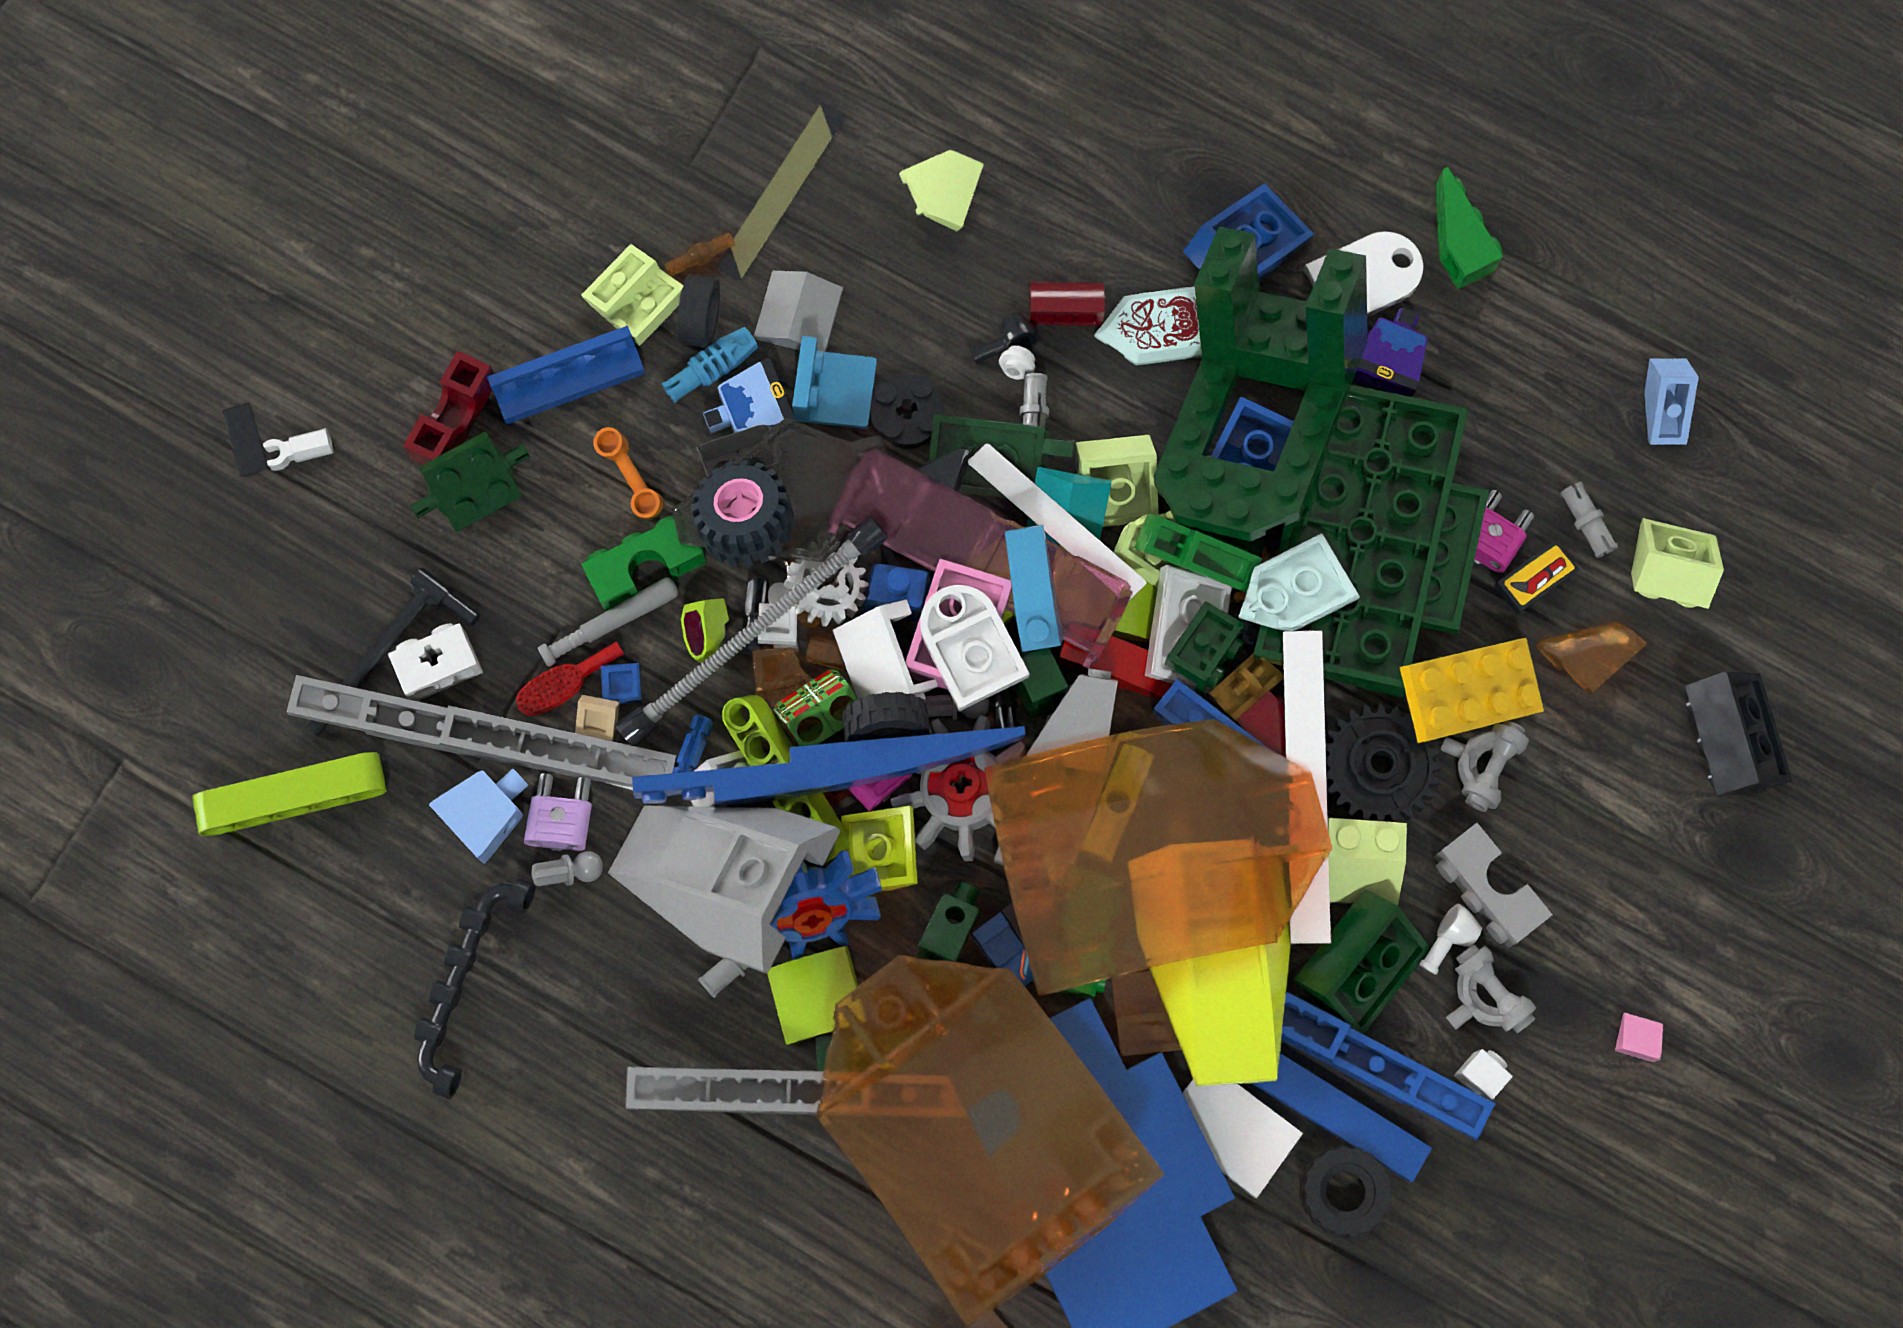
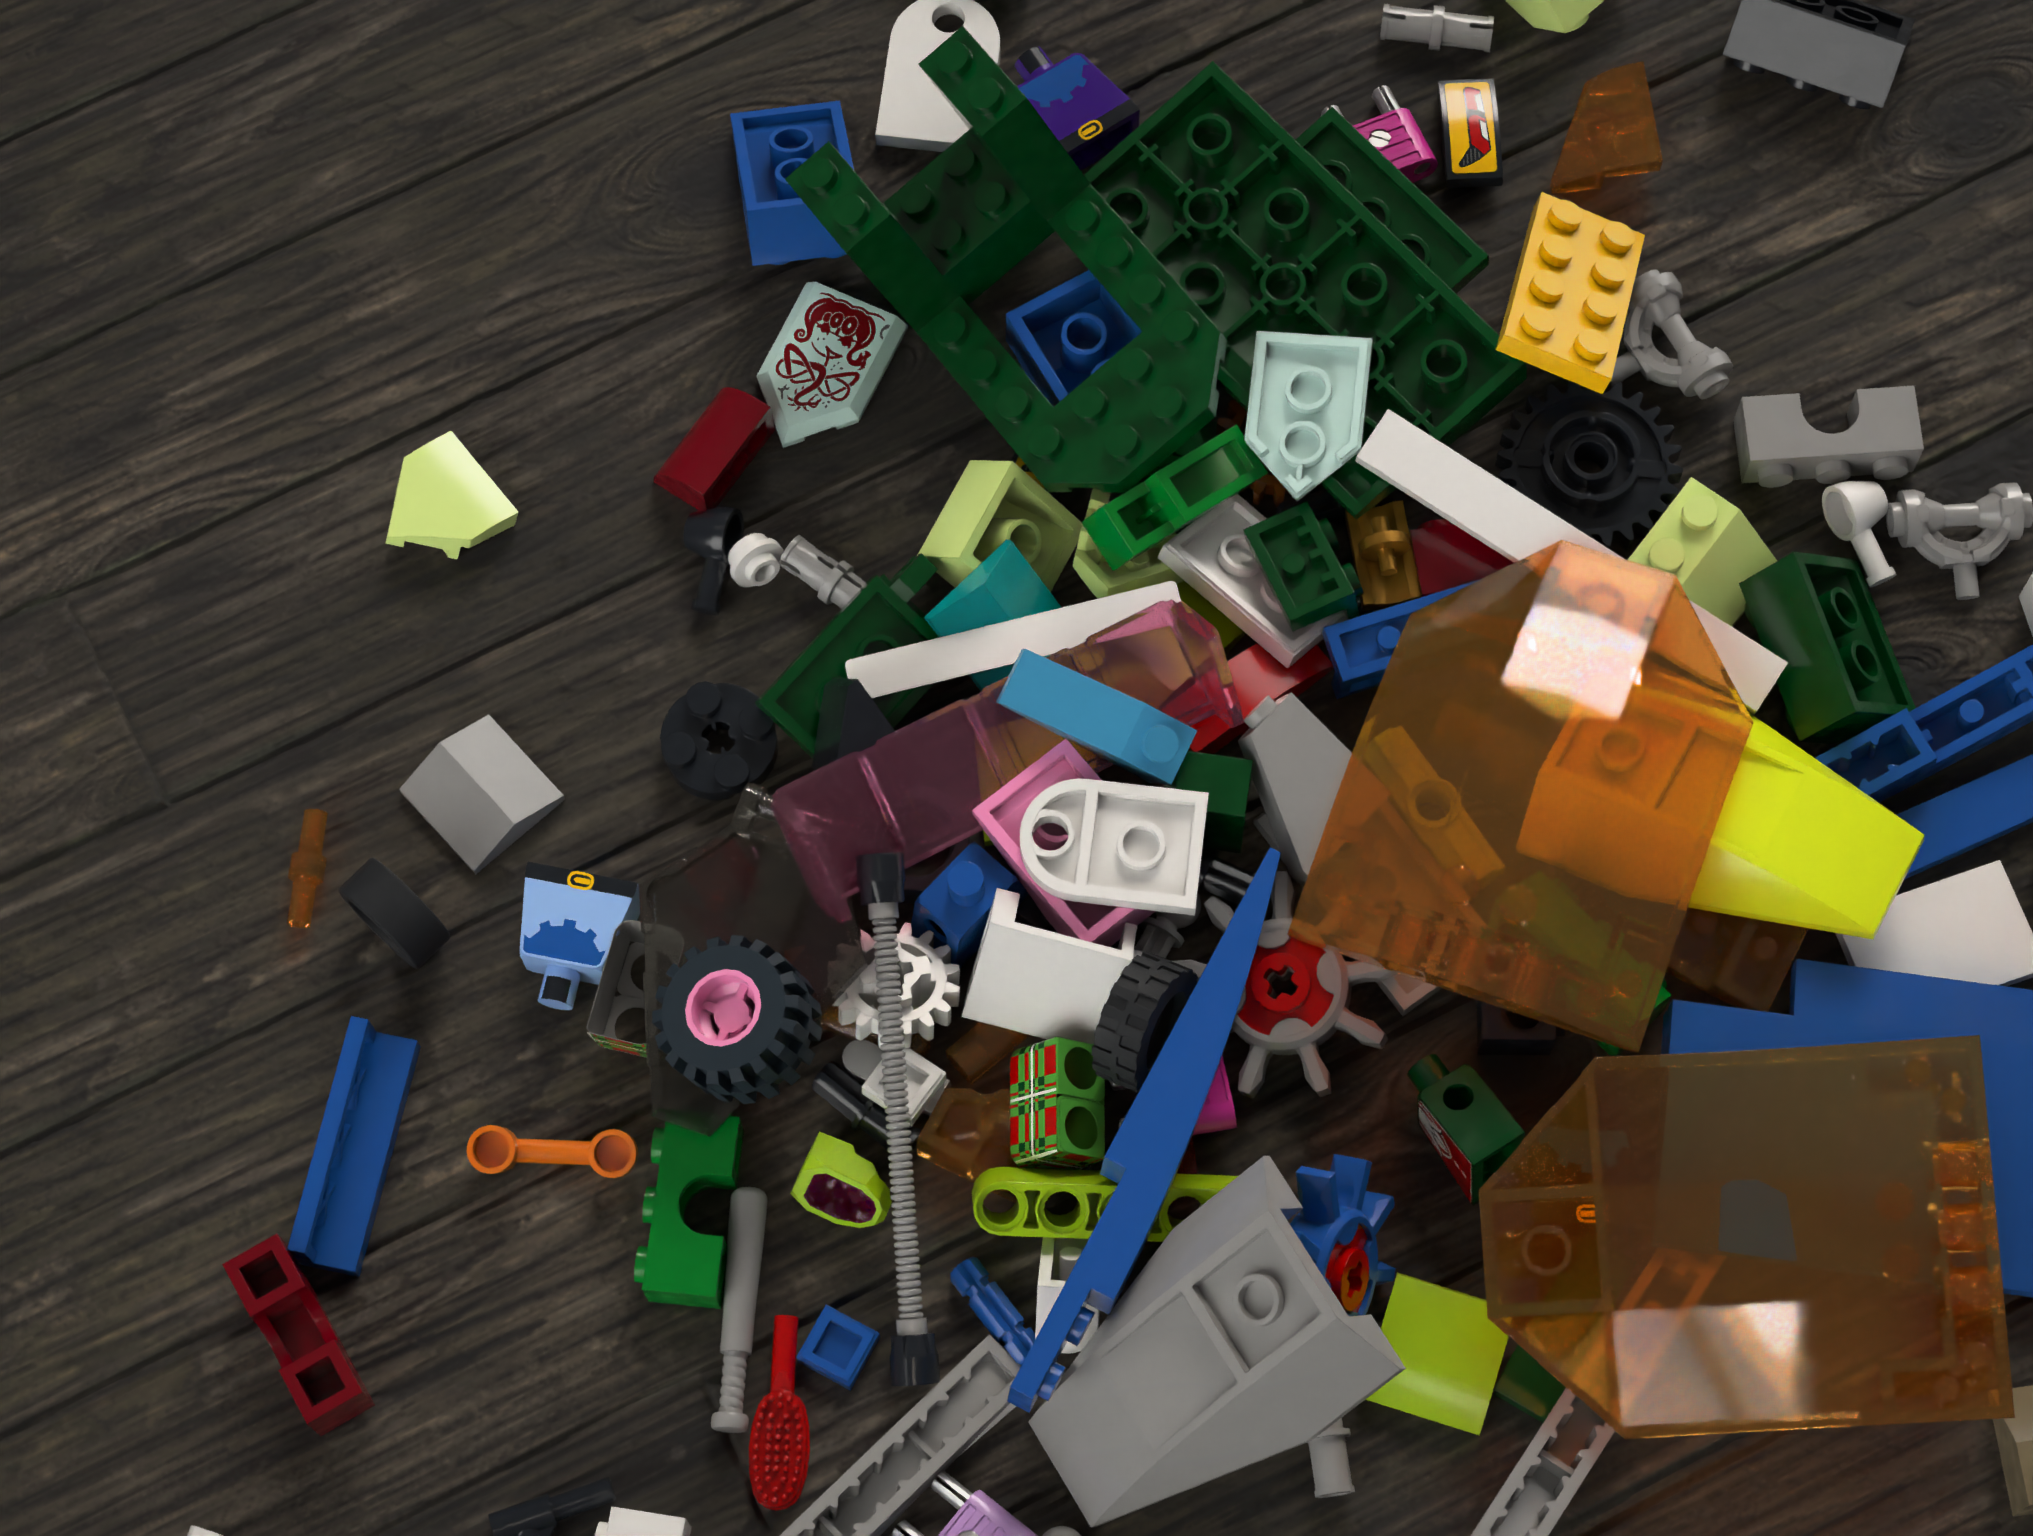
camera: 50 degrees left, 5 degrees down
(470, 481) = (417, 1368): dark green plate -> none
(597, 717) = (867, 1406): tan plate -> none
(634, 294) = (300, 987): yellowish green slope -> none
(711, 363) = (475, 947): dark azure hinge -> none
(780, 191) = (294, 710): olive sticker -> none
(833, 387) = (622, 810): dark azure bracket -> none
(885, 842) = (1294, 1129): neon yellow slope -> none
(1003, 948) = (1532, 1073): blue leg -> none

